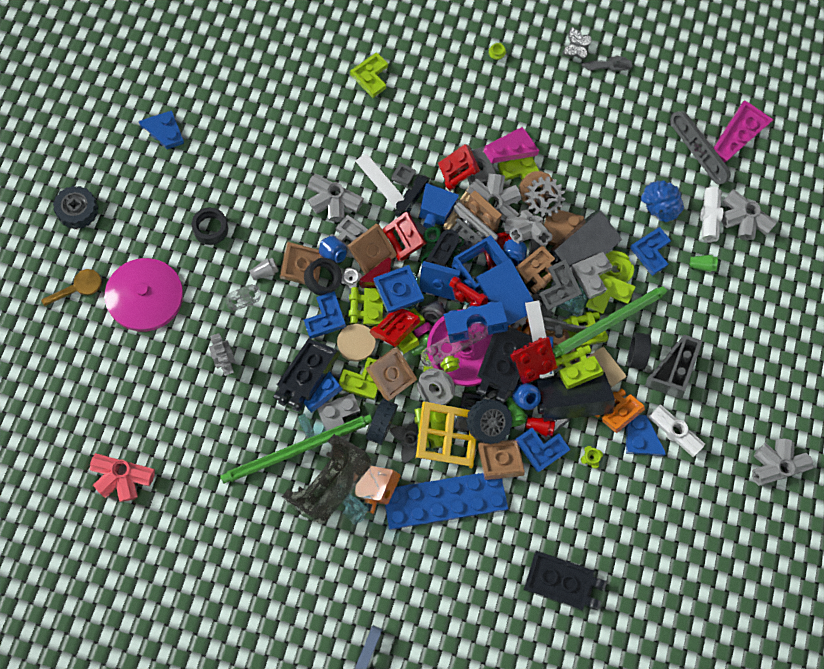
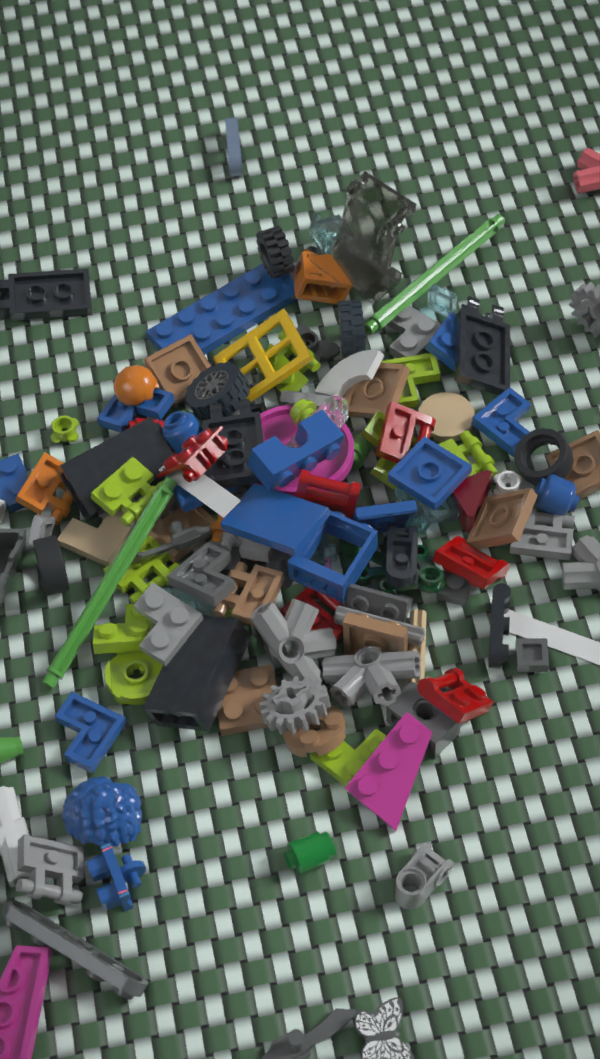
camera: 165 degrees right, 15 degrees down
(399, 508) = (275, 252): none -> black tyre
(400, 393) = (349, 372): none -> white tile
(422, 329) = (366, 462): dark pink tile -> none
(433, 312) = (371, 488): dark grey brick -> none
(437, 205) = (453, 629): blue torso -> none
(497, 51) = (518, 952): lime plate -> none
(515, 251) = (298, 590): blue head -> none
(520, 100) = (424, 871): none -> light grey piece
(537, 454) = (135, 385): none -> orange hair
(569, 136) = (309, 852): none -> green brick
(635, 381) = (41, 527): none -> light grey tile
(664, 167) = (107, 865): none -> blue hips
(700, 188) = (52, 860): none -> light grey plate

